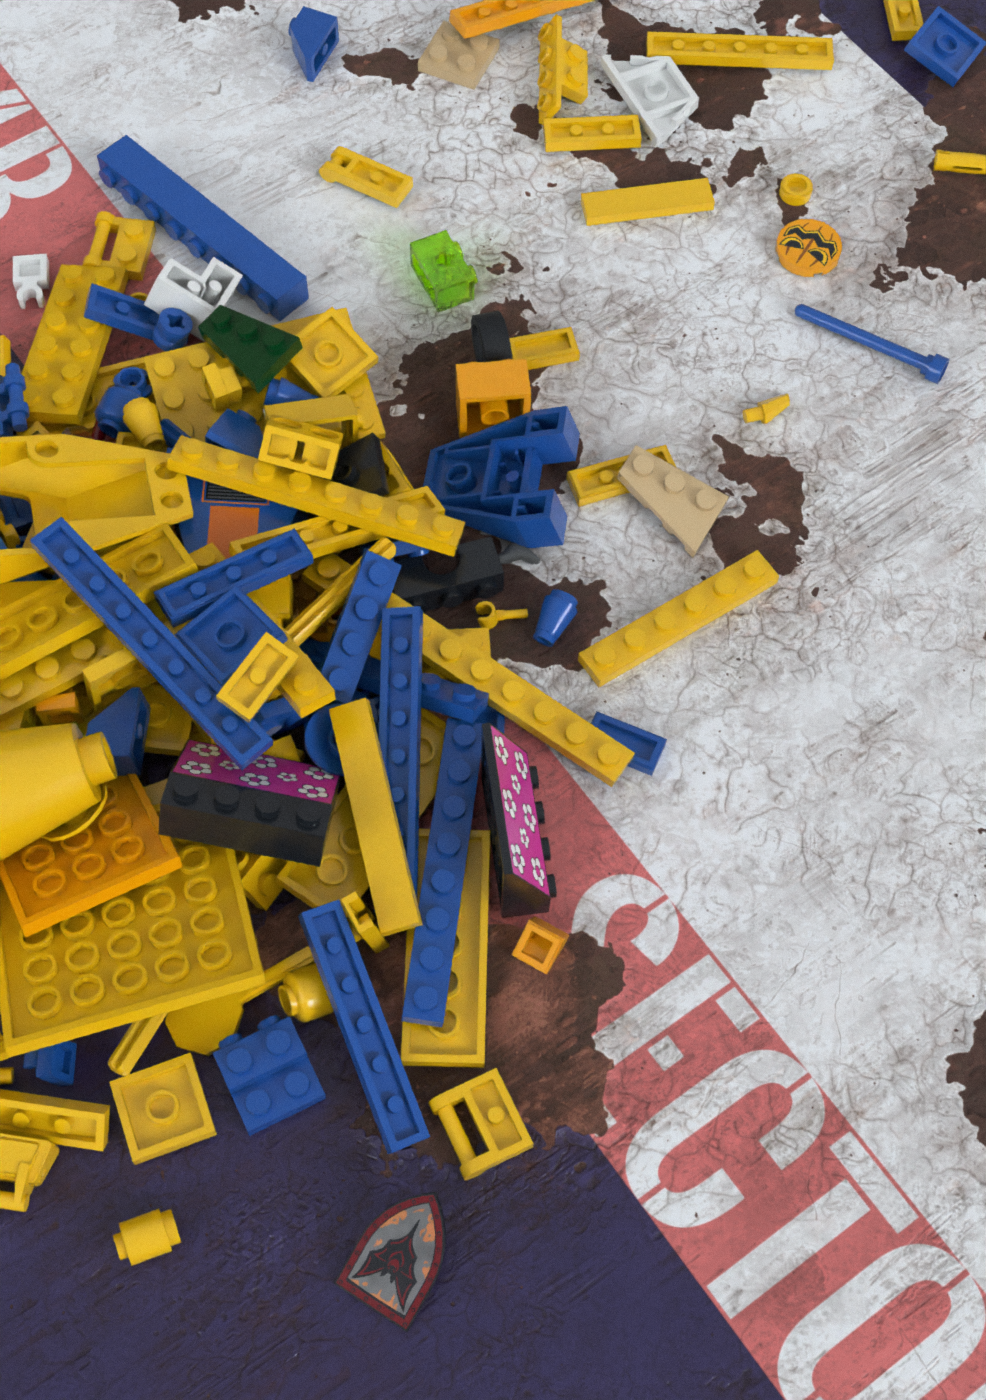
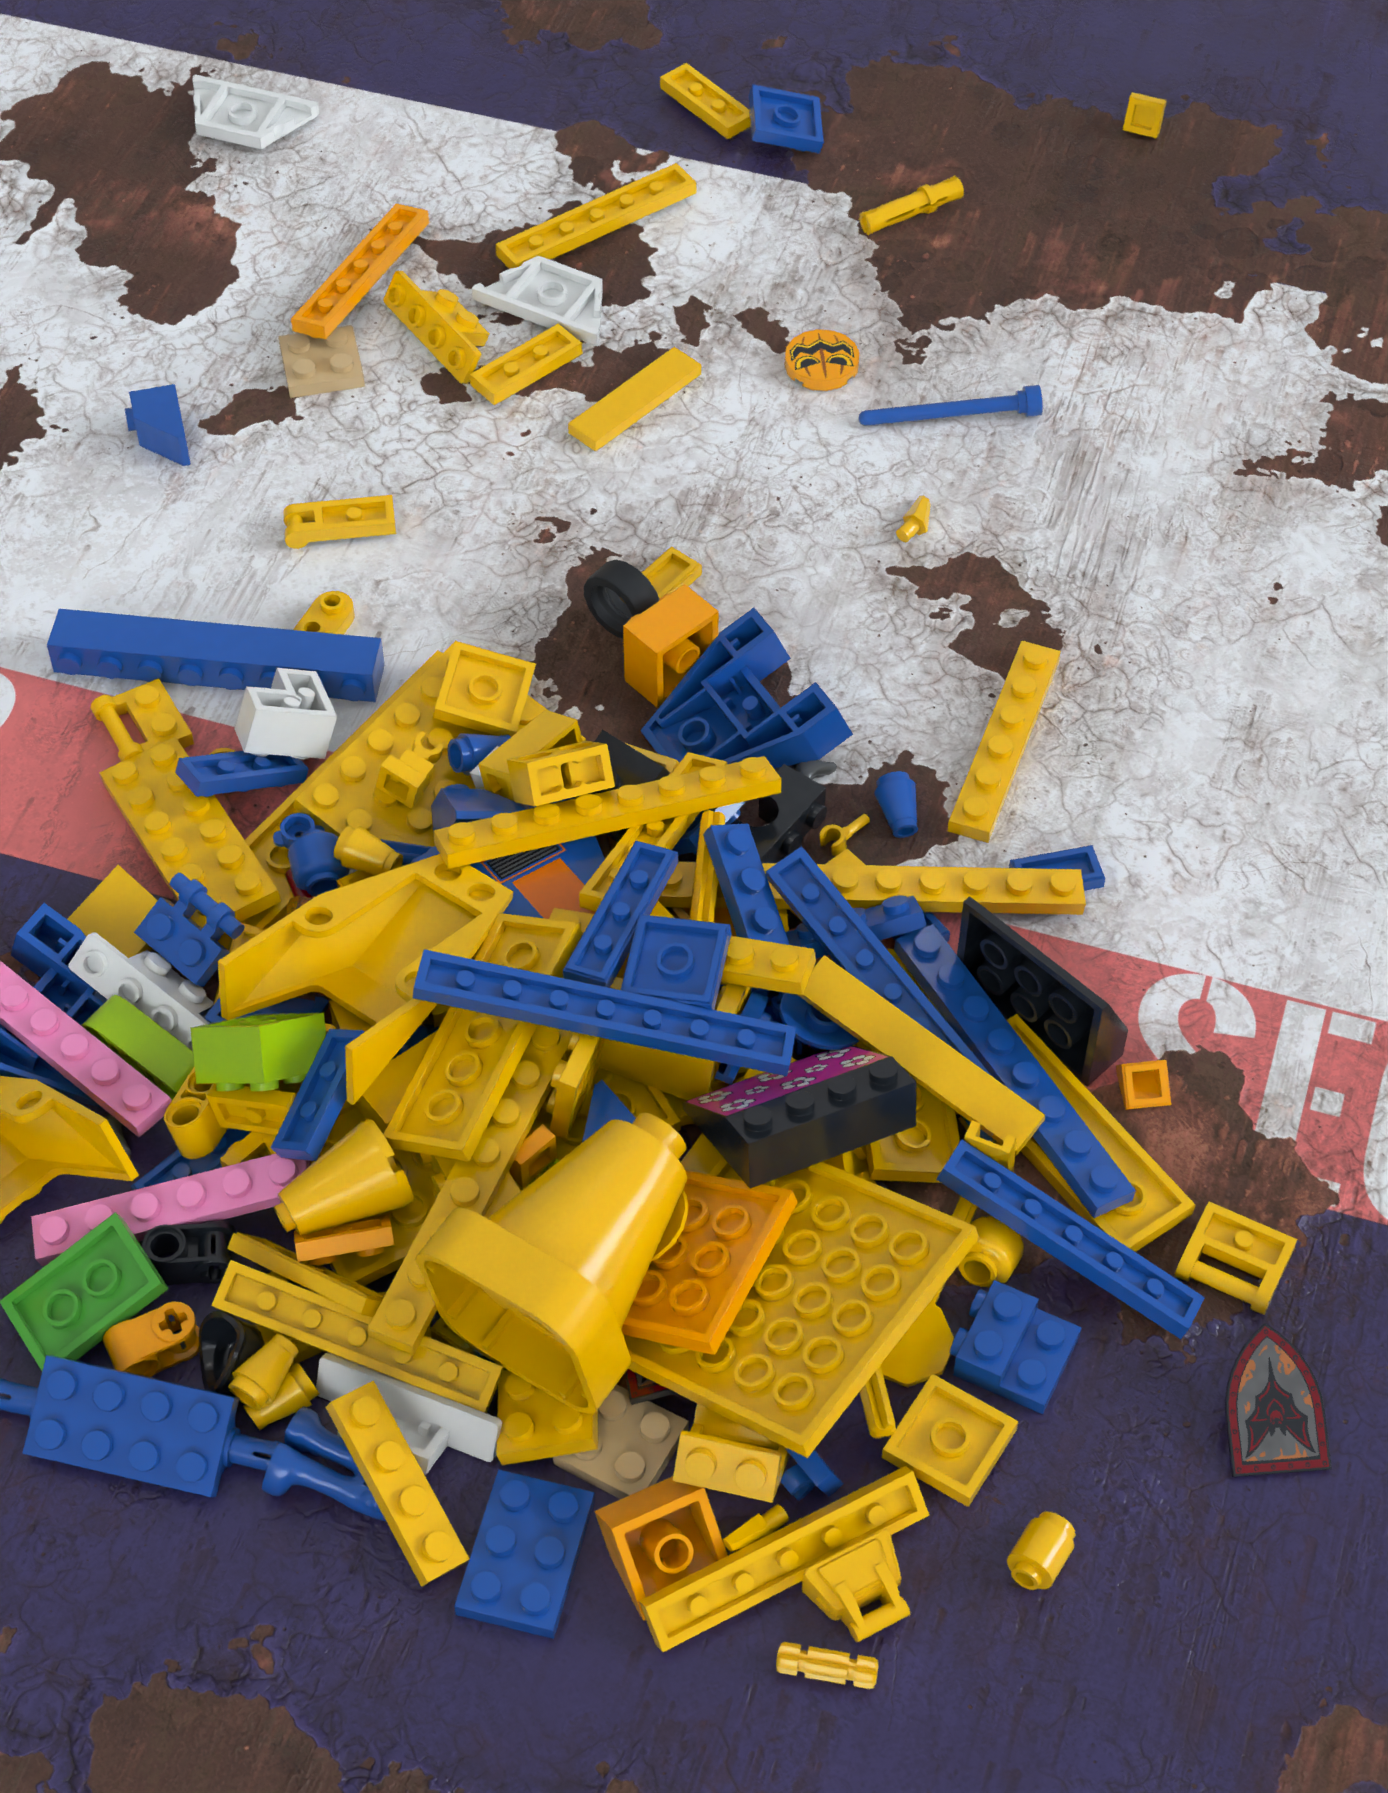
camera: 35 degrees left, 10 degrees down
(30, 277) = (78, 799): white plate -> none
(172, 329) = (295, 760): blue wheel -> none
(249, 345) = (407, 719): dark green wing -> none
(257, 677) = (743, 975): yellow plate -> none
(297, 242) = (329, 613): none -> yellow plate
(442, 270) = (502, 563): clear neon green brick -> none
(600, 479) = (840, 648): yellow tile -> none
(675, 497) = (909, 636): tan wing -> none
(795, 189) = (762, 315): yellow tile -> none

